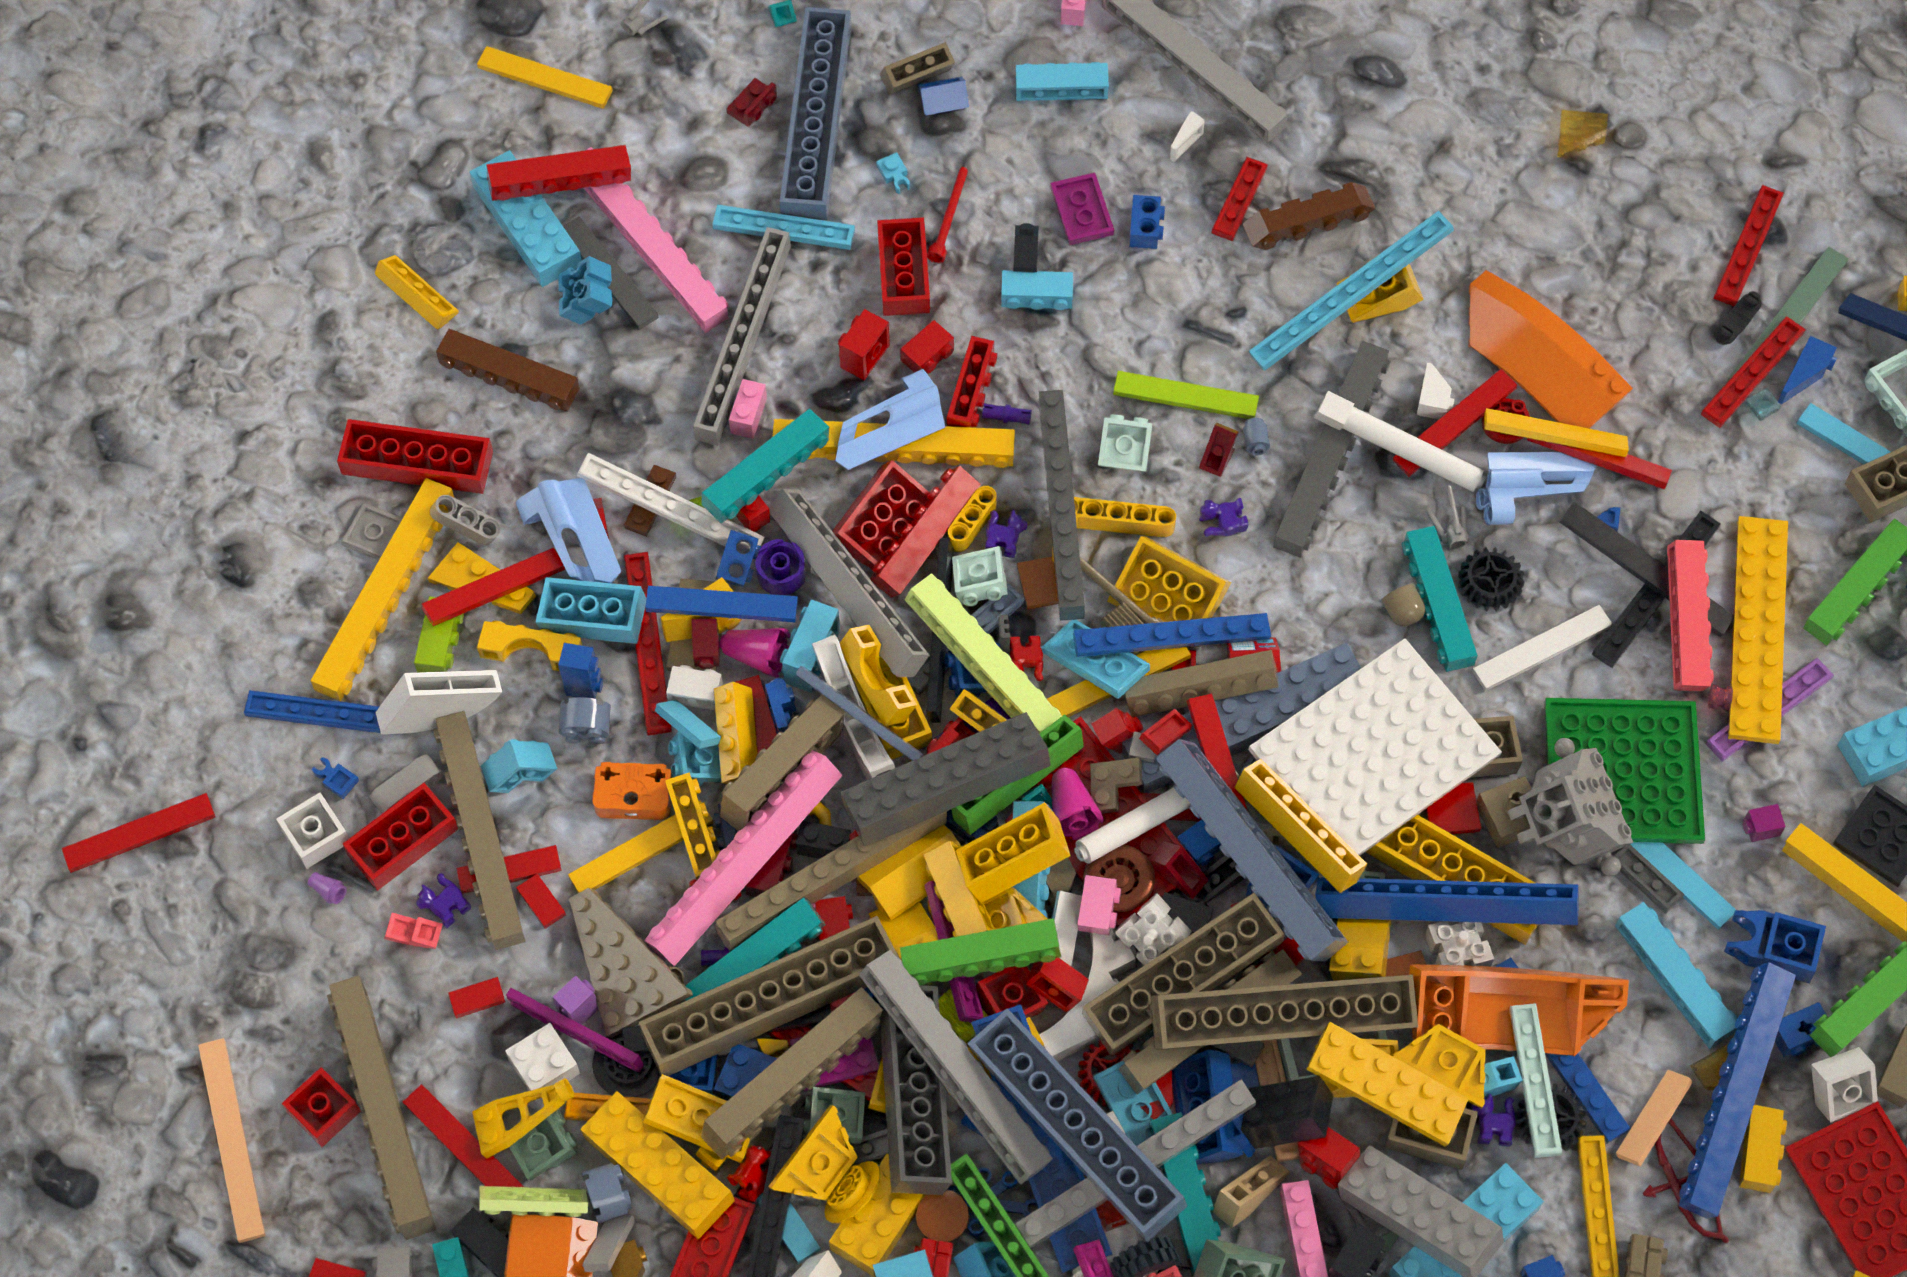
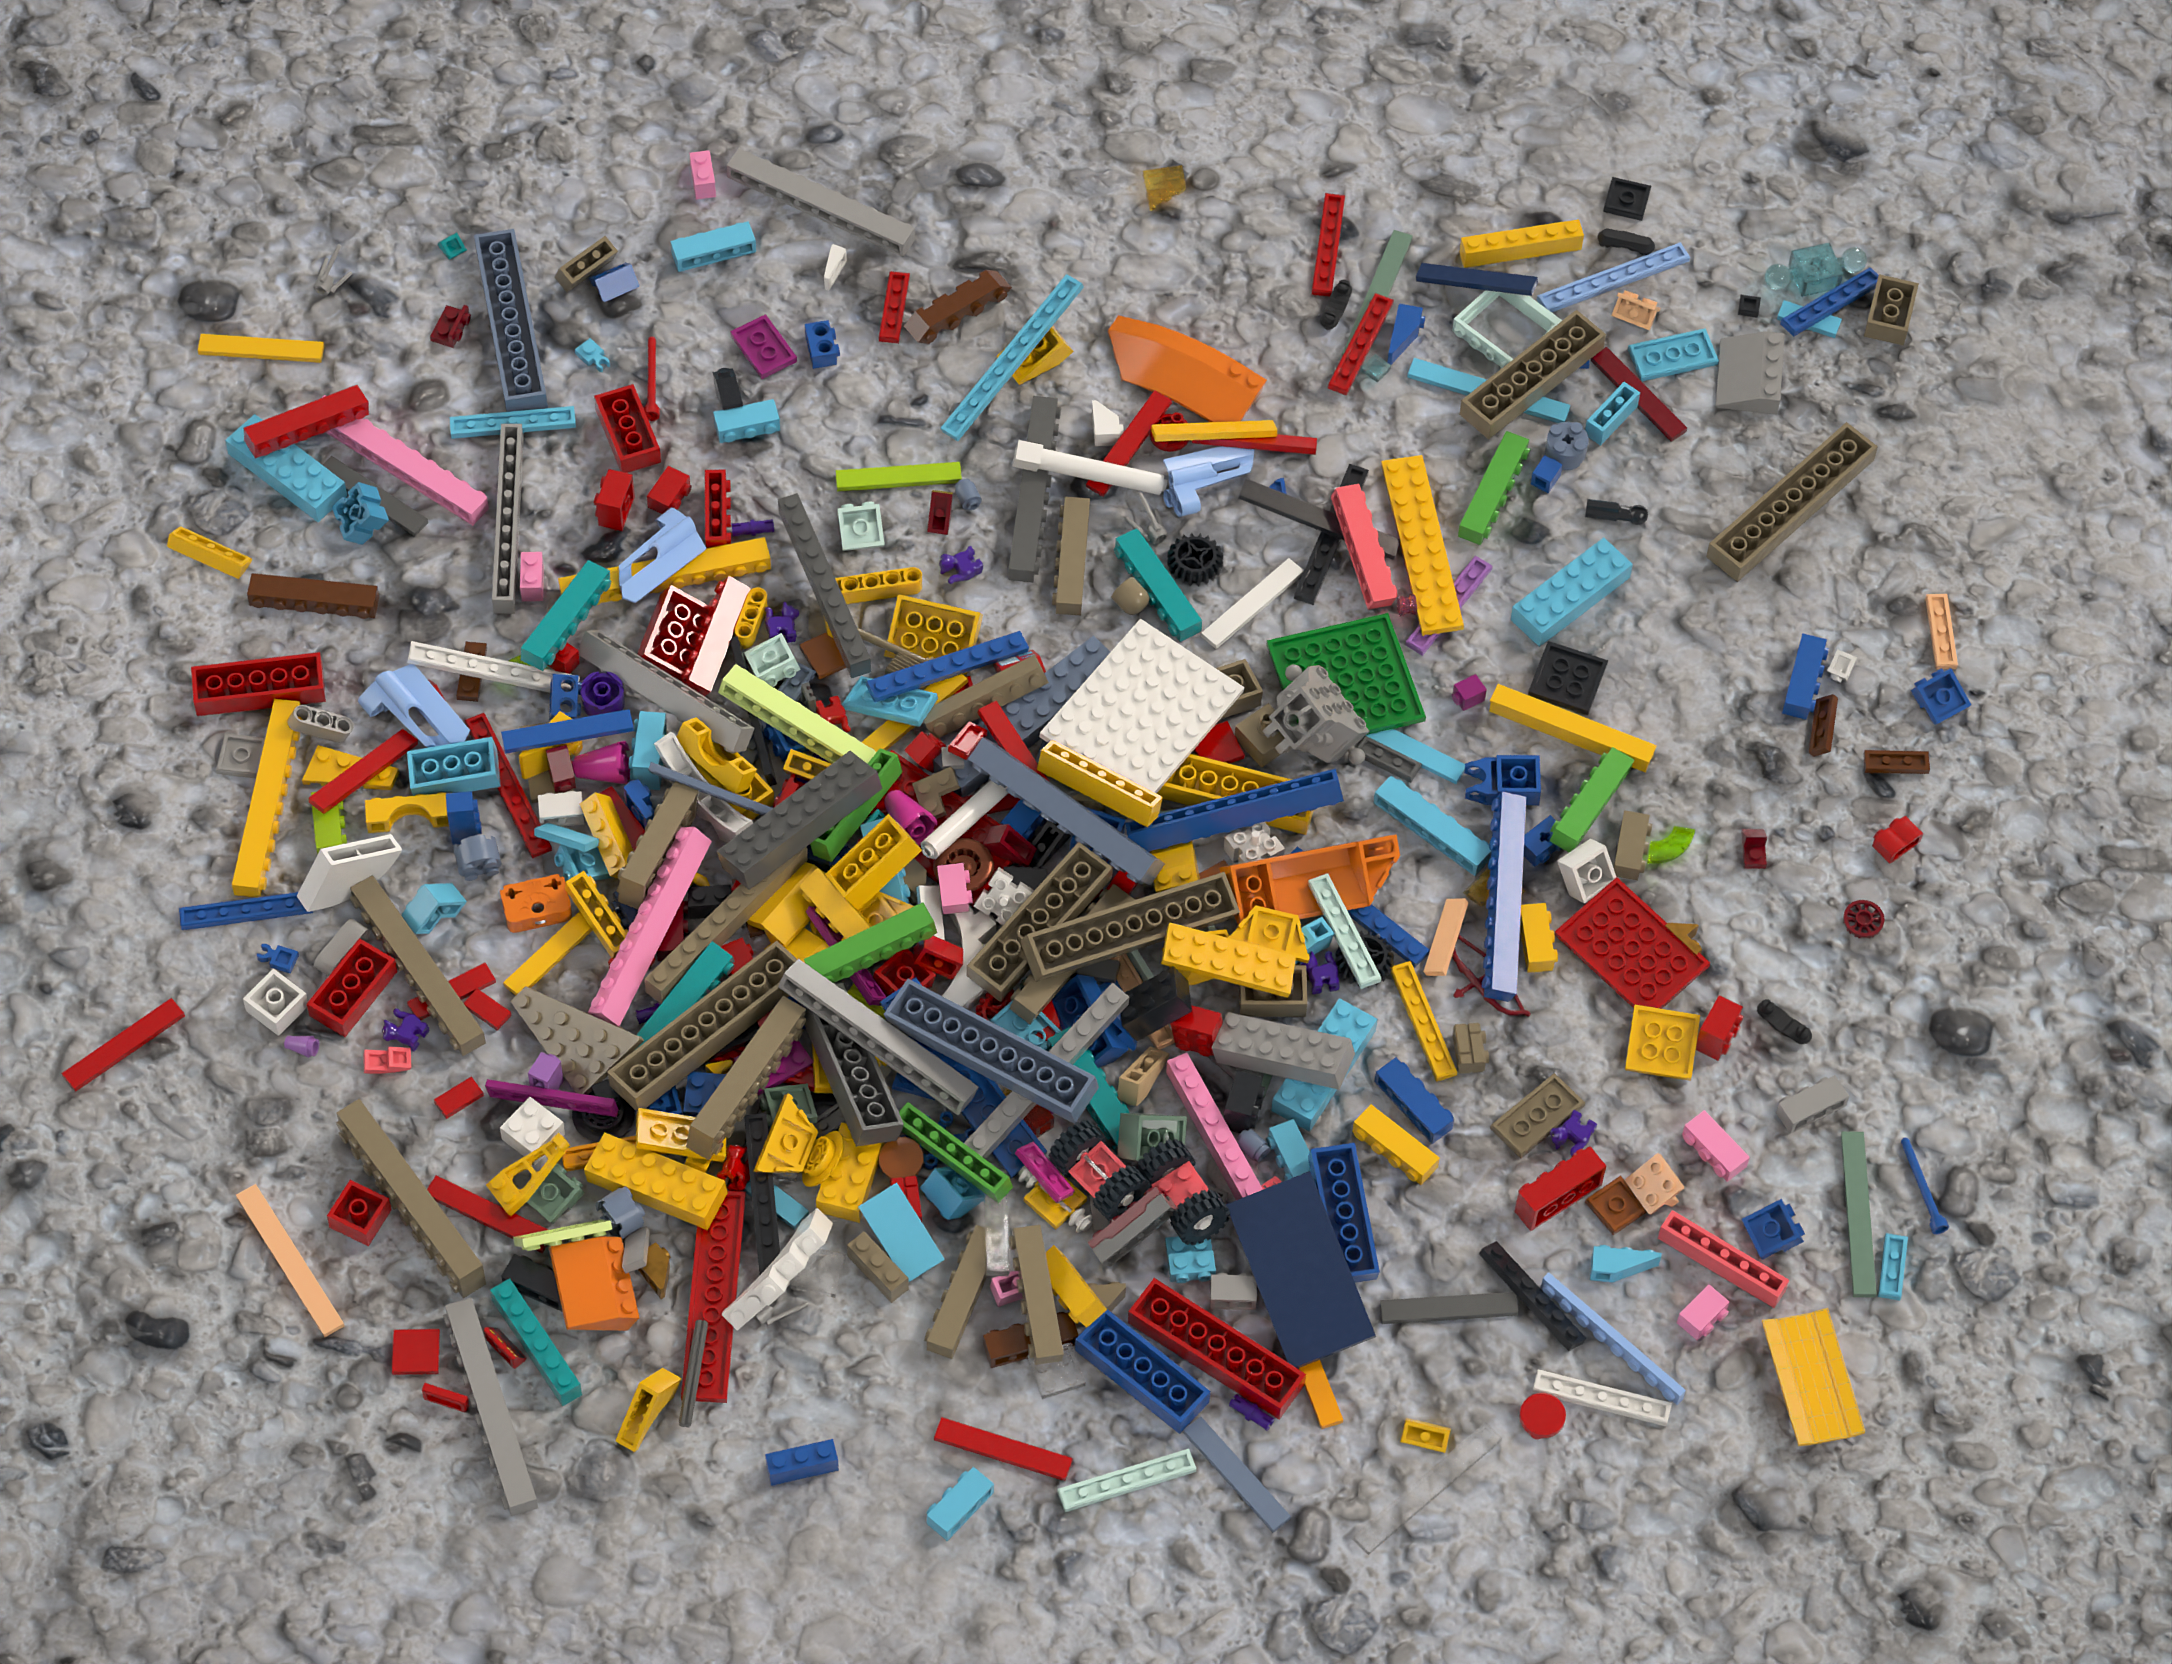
camera: 20 degrees left, 5 degrees down
(1352, 539) = (1072, 556): none -> dark tan brick

